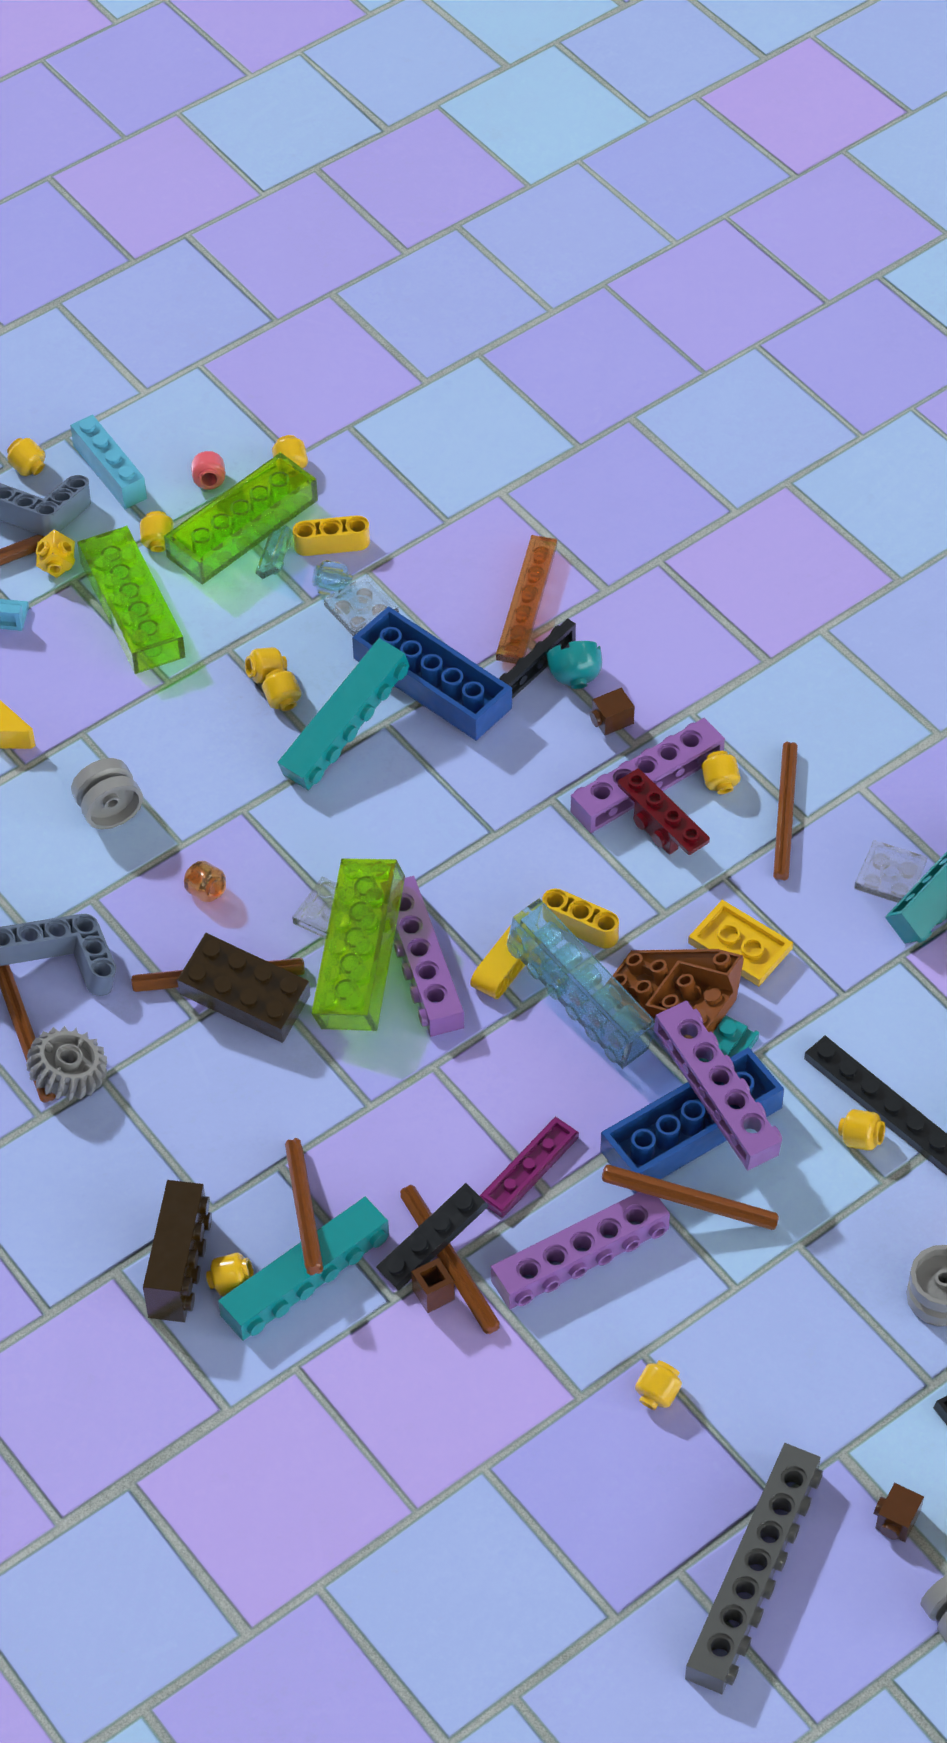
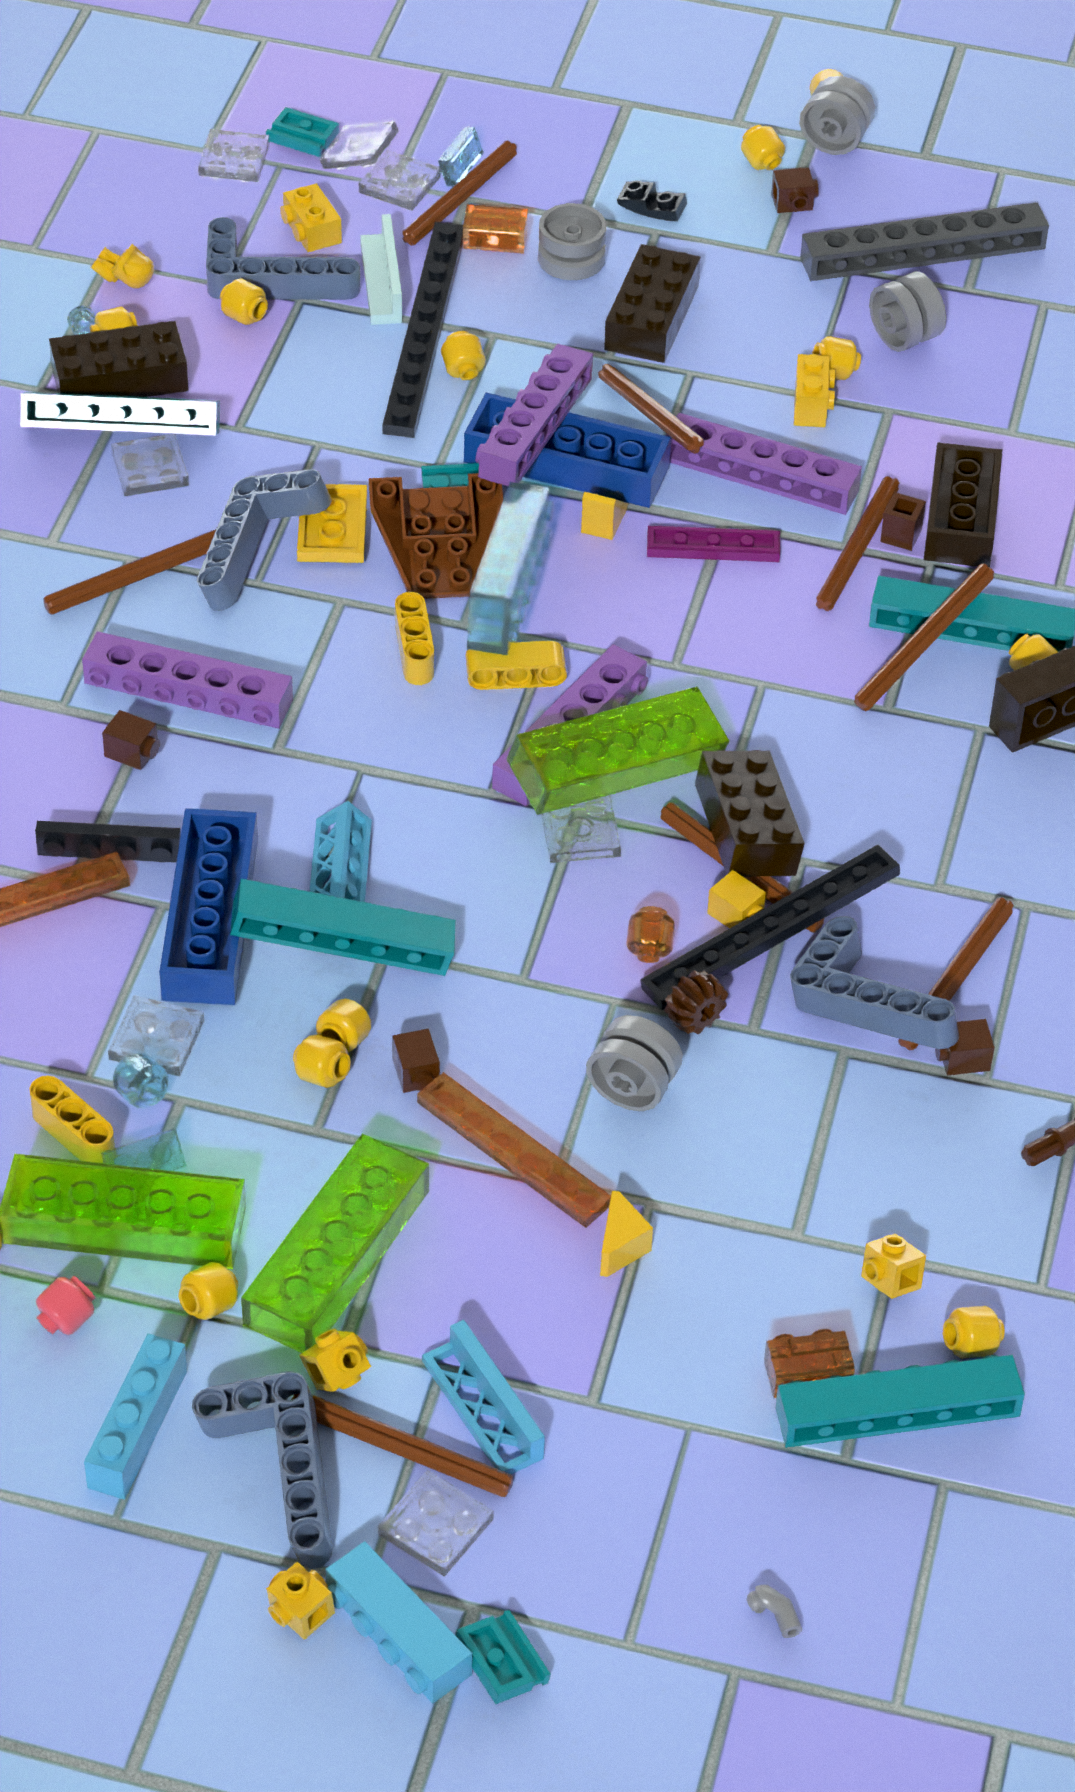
camera: 130 degrees left, 5 degrees down
(26, 456) = (199, 1513): yellow head -> none
(66, 1063) = (965, 894): light grey gear -> none
(117, 718) = (514, 1149): none -> clear orange plate
(125, 861) = (696, 1002): none -> reddish brown gear
(145, 943) = (776, 922): none -> black plate
(182, 941) = (734, 899): none -> yellow brick
(222, 709) = (415, 1059): none -> reddish brown brick
(409, 764) = (350, 855): none -> medium azure fence
(416, 1340) = (963, 505): none -> dark brown brick
(432, 1236) = (856, 548): black plate -> none
(575, 664) = (87, 796): teal cylinder -> none
(610, 1102) = (601, 515): none -> yellow slope
(631, 1336) = (812, 390): none -> yellow brick
(659, 1460) = (907, 311): none -> light grey wheel
(661, 816) = (240, 628): dark red bracket -> none
(720, 772) = (136, 623): yellow head -> none
(785, 895) = (243, 522): none -> sand blue beam
(826, 1298) = (652, 303): none -> dark brown brick

